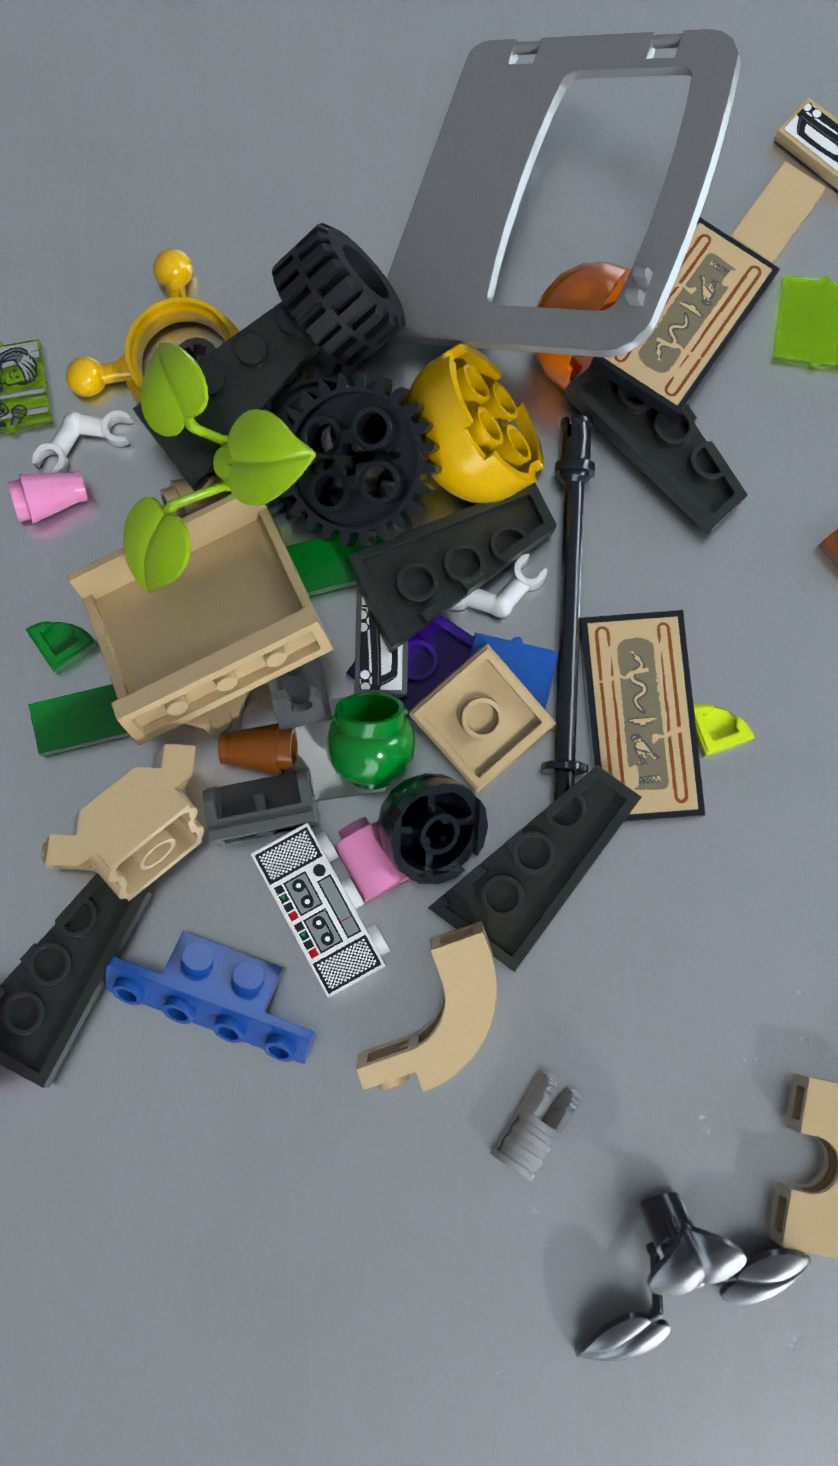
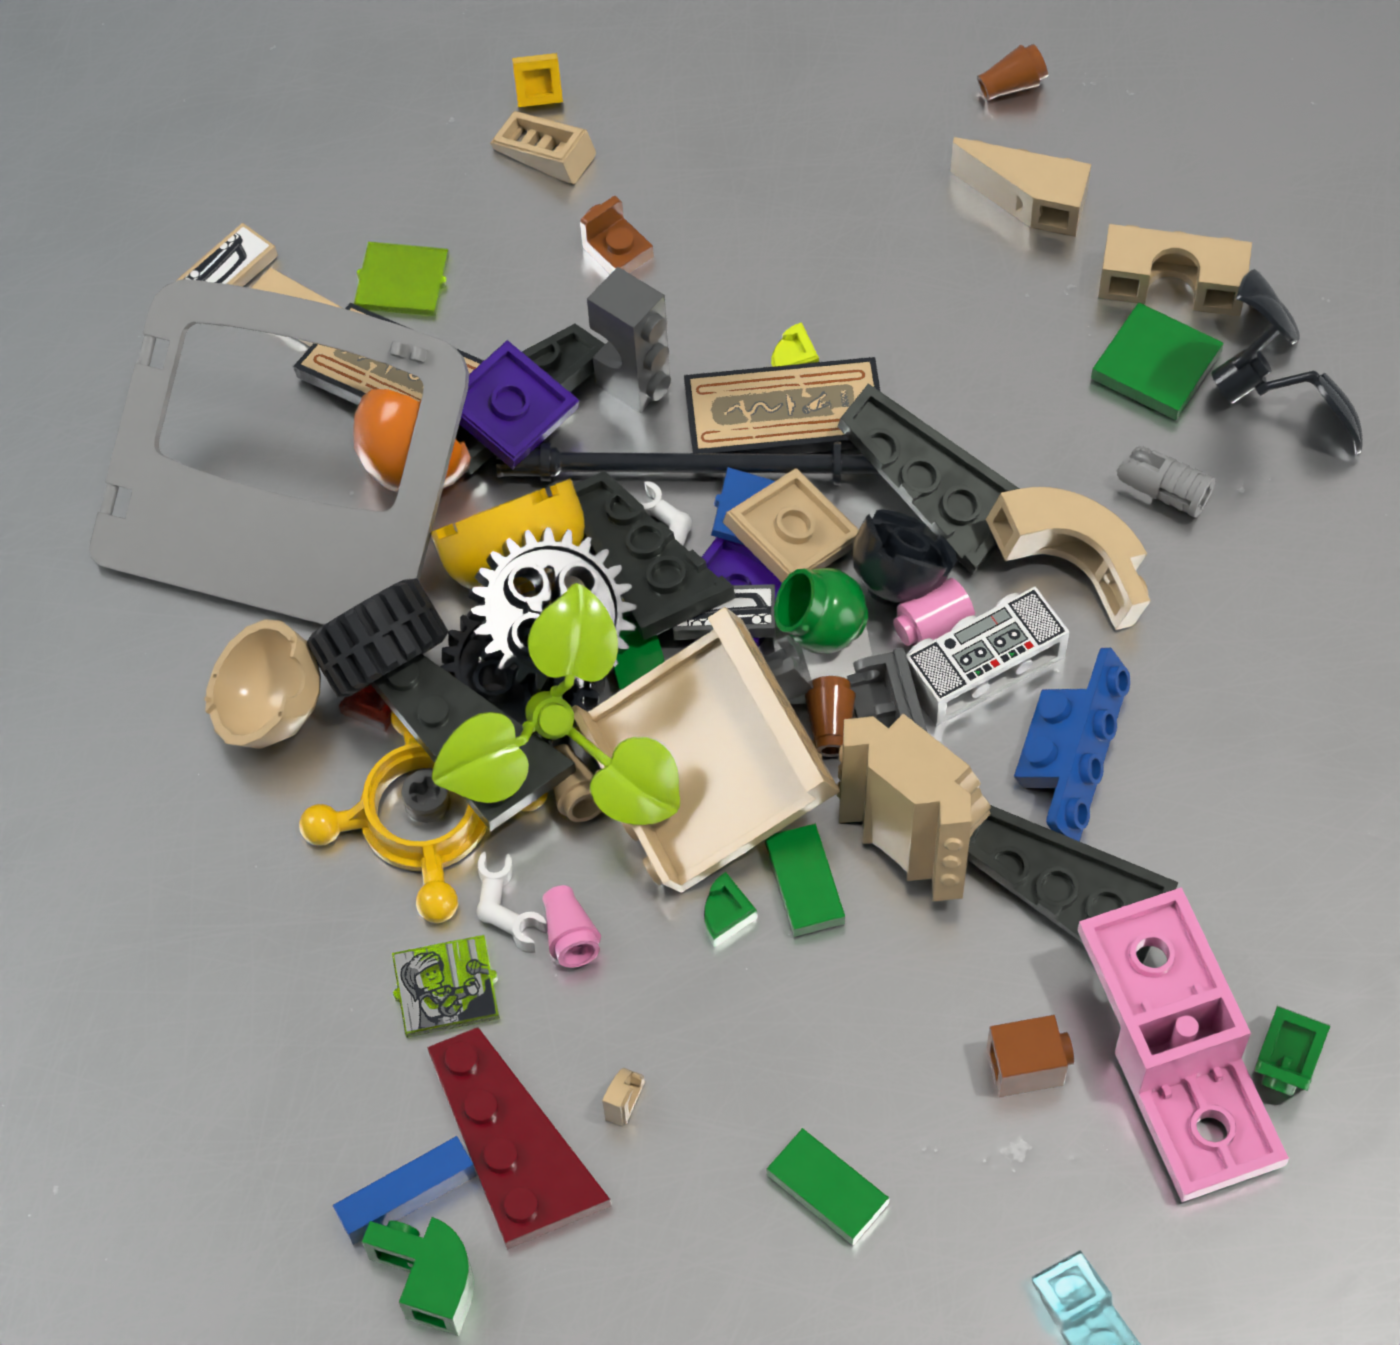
camera: 90 degrees left, 20 degrees down
(295, 196) = (263, 686): none -> tan cylinder
(630, 422) = (514, 404): none -> dark purple tile
(697, 537) = (636, 356): none -> dark grey arch
(702, 1133) = (1157, 360): none -> green tile

